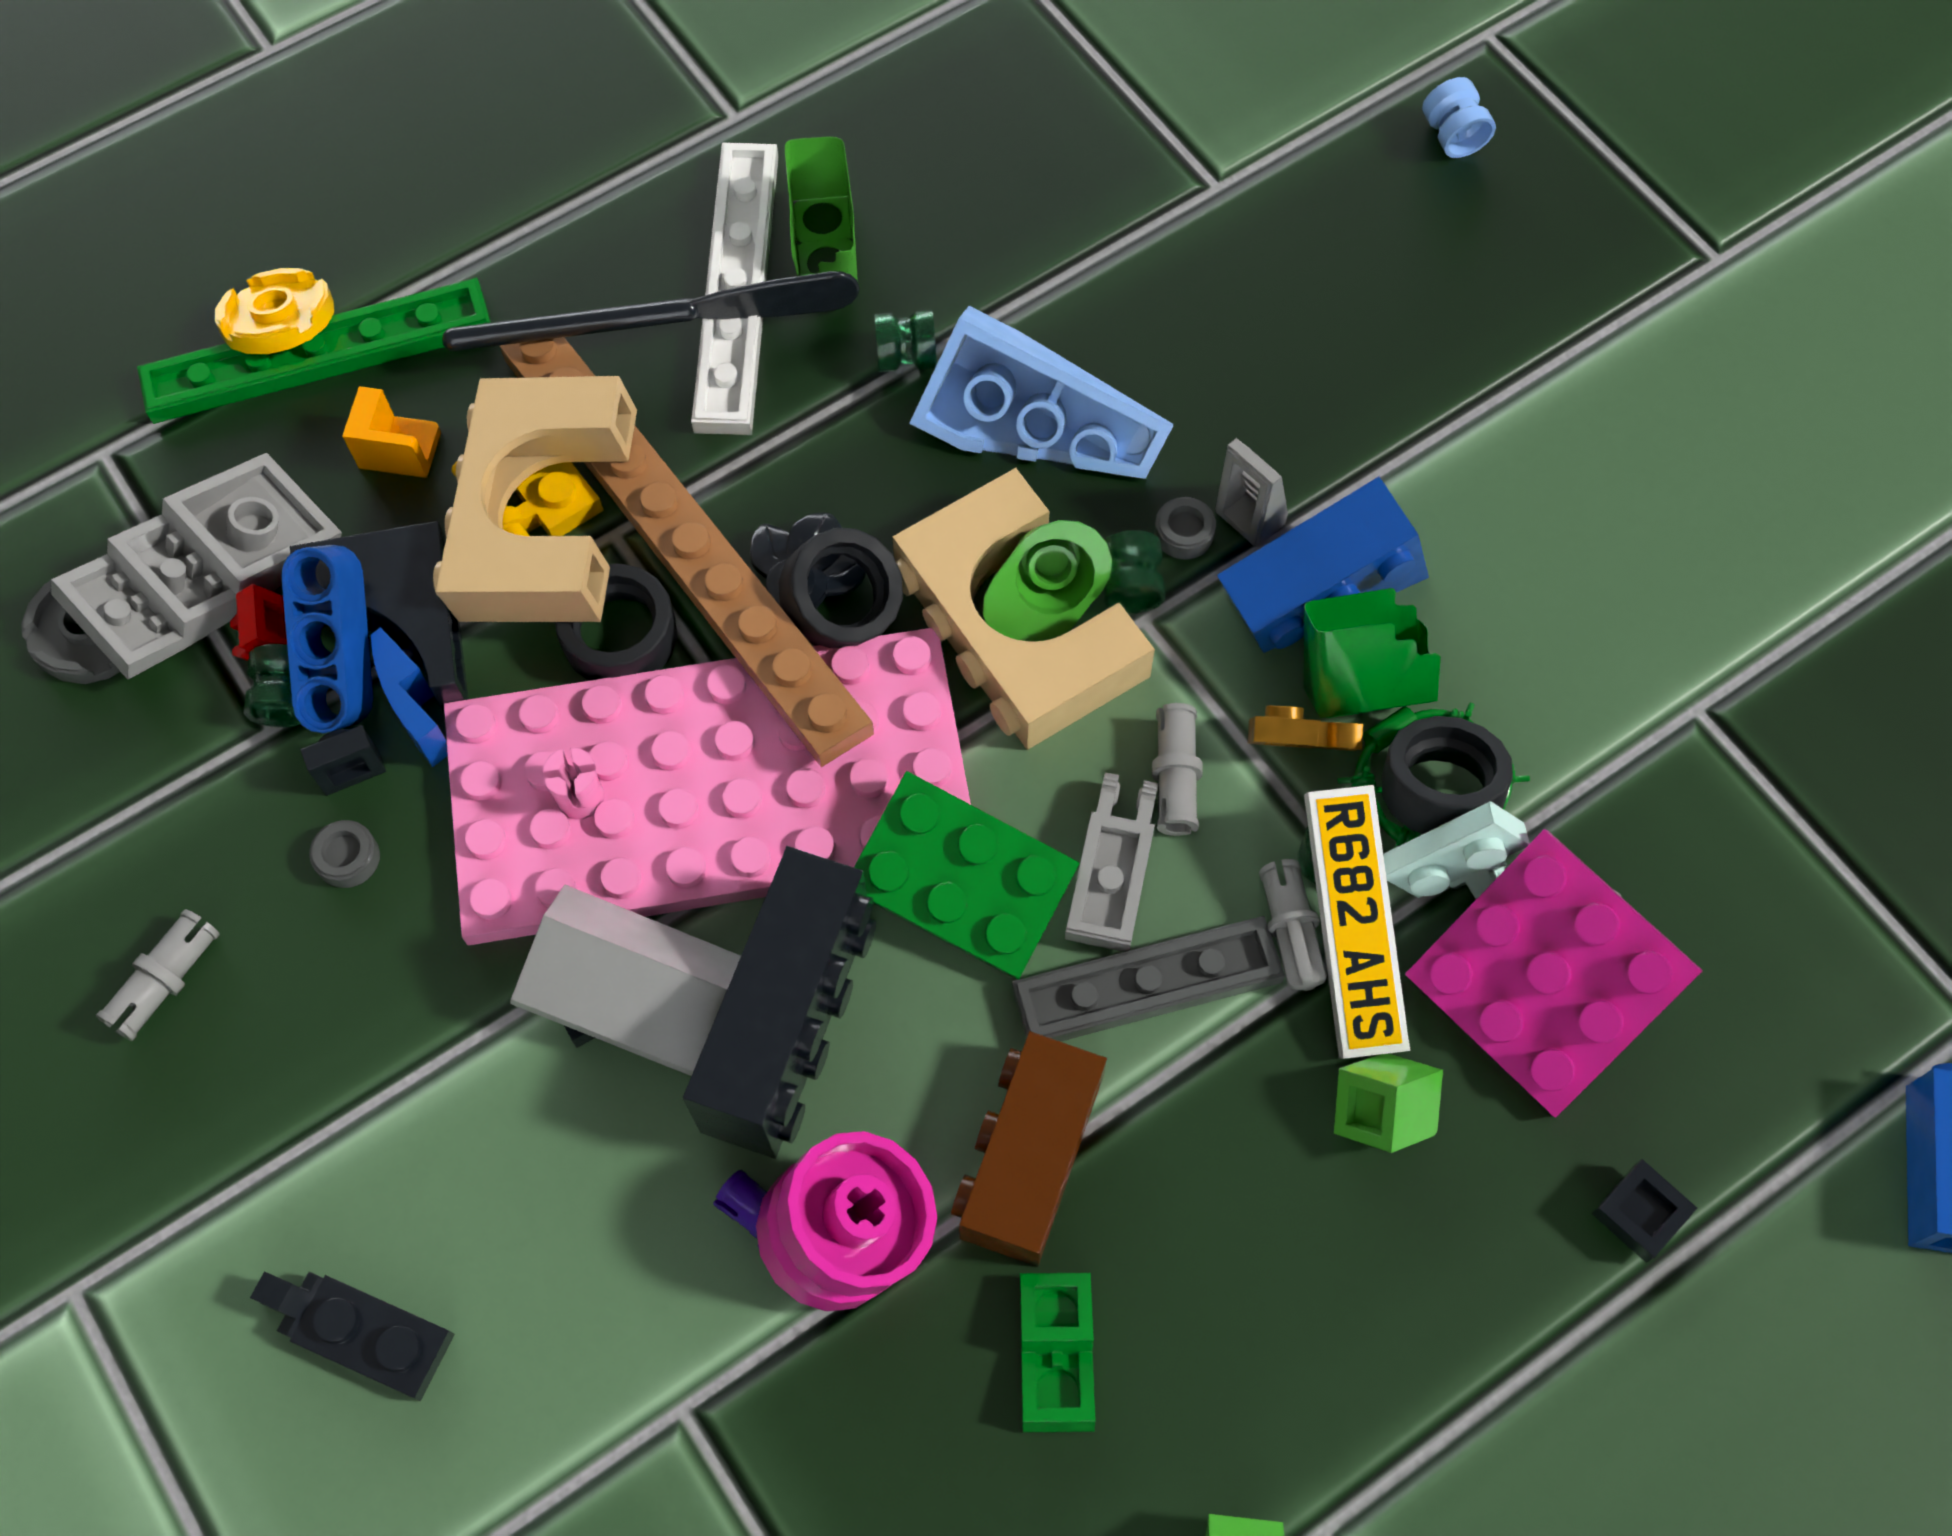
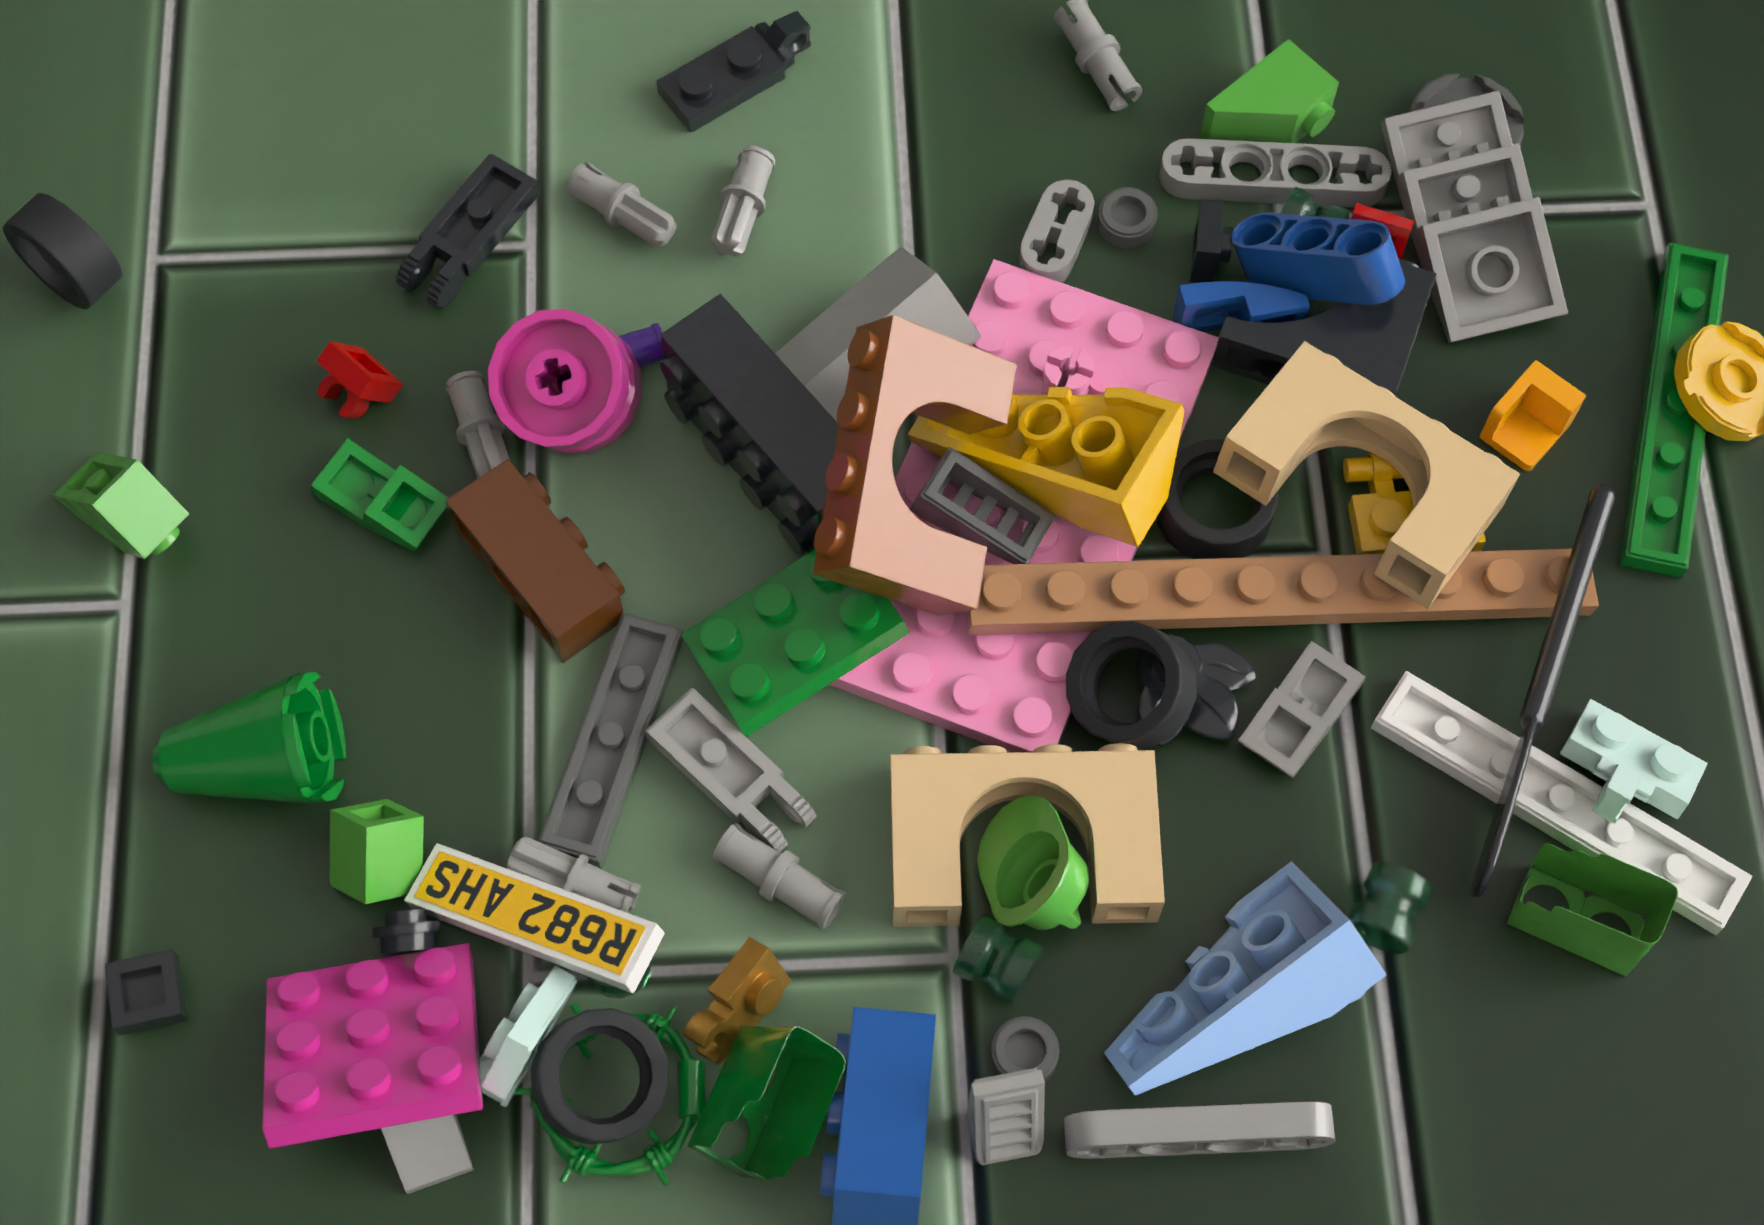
camera: 120 degrees right, 0 degrees up
(142, 782) = (1273, 101): none -> bright green slope
(220, 755) = (1273, 163): none -> light grey beam
(397, 910) = (1045, 229): none -> light grey beam
(520, 1212) = (742, 200): none -> light grey axle
(592, 1333) = (621, 204): none -> light grey axle
(653, 737) = (1079, 456): none -> yellow wedge
(676, 241) = (1631, 763): none -> light aqua hinge
(702, 855) = (866, 527): none -> arch
(702, 1475) = (468, 228): none -> black hinge
(751, 823) = (976, 481): none -> dark grey slope
(784, 482) = (1302, 709): none -> light grey slope
(929, 1300) = (478, 424): none -> light grey axle
(948, 1462) = (361, 376): none -> red tile
(1162, 379) = (1199, 1130): none -> light grey beam
(1385, 1265) = (259, 746): none -> green cone
(1437, 1025) = (406, 932): none -> black plate

